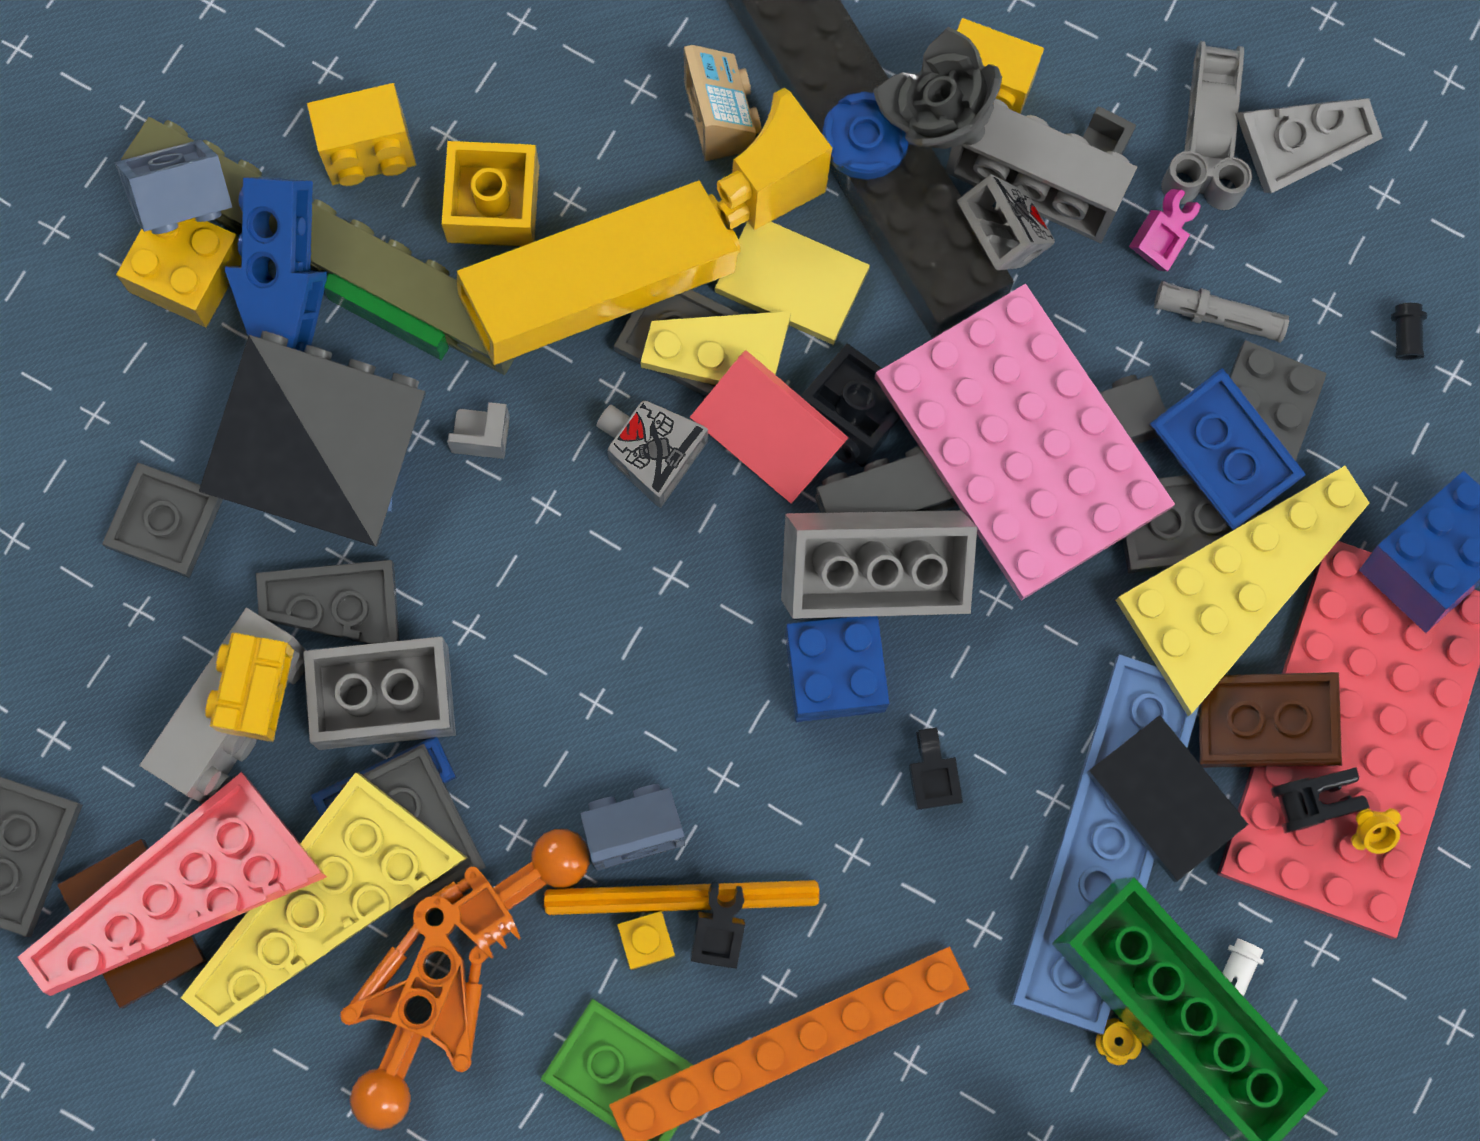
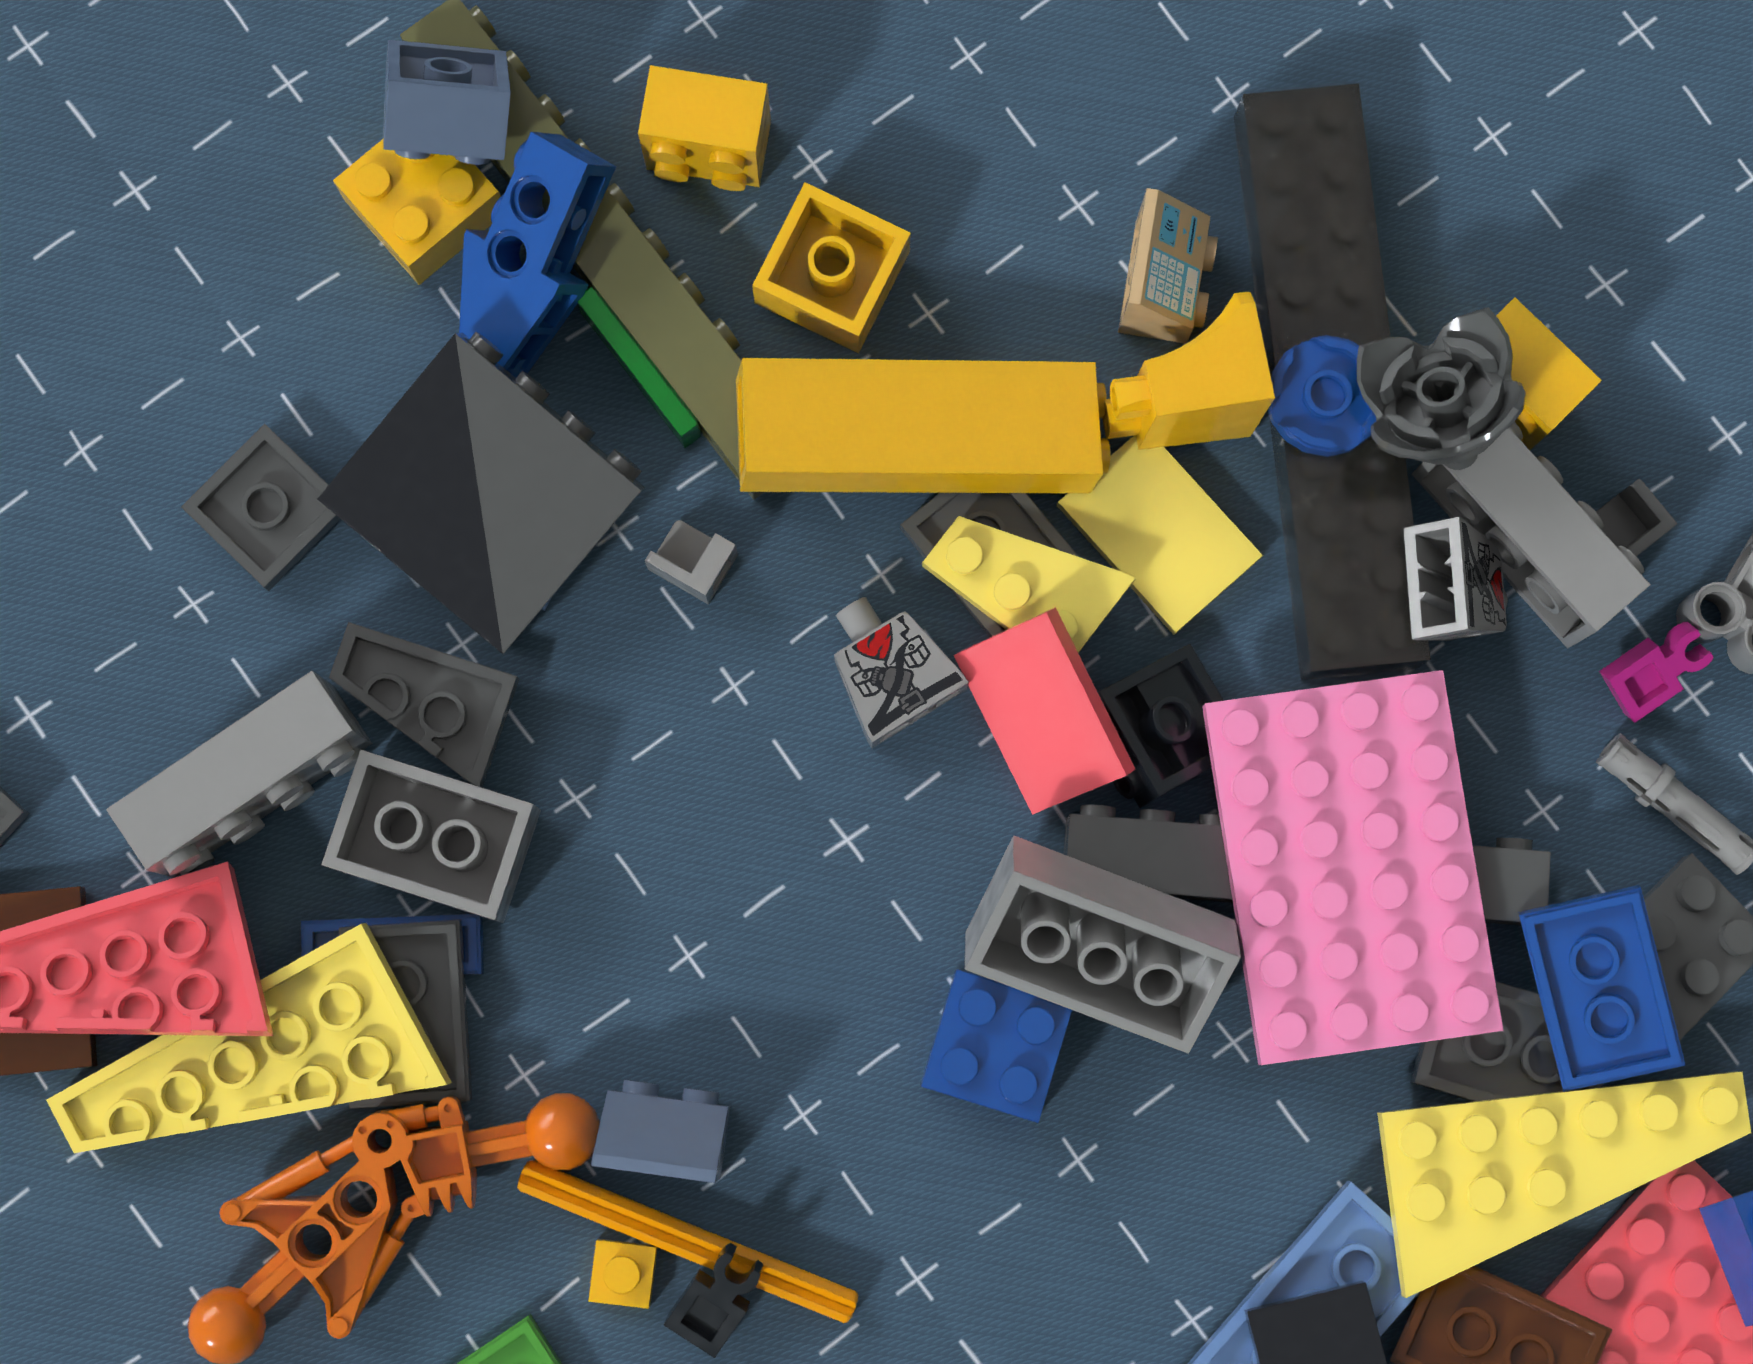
camera: 25 degrees right, 5 degrees up
(249, 686) = (272, 775): yellow brick -> none
(934, 779) = (1055, 1233): black plate -> none

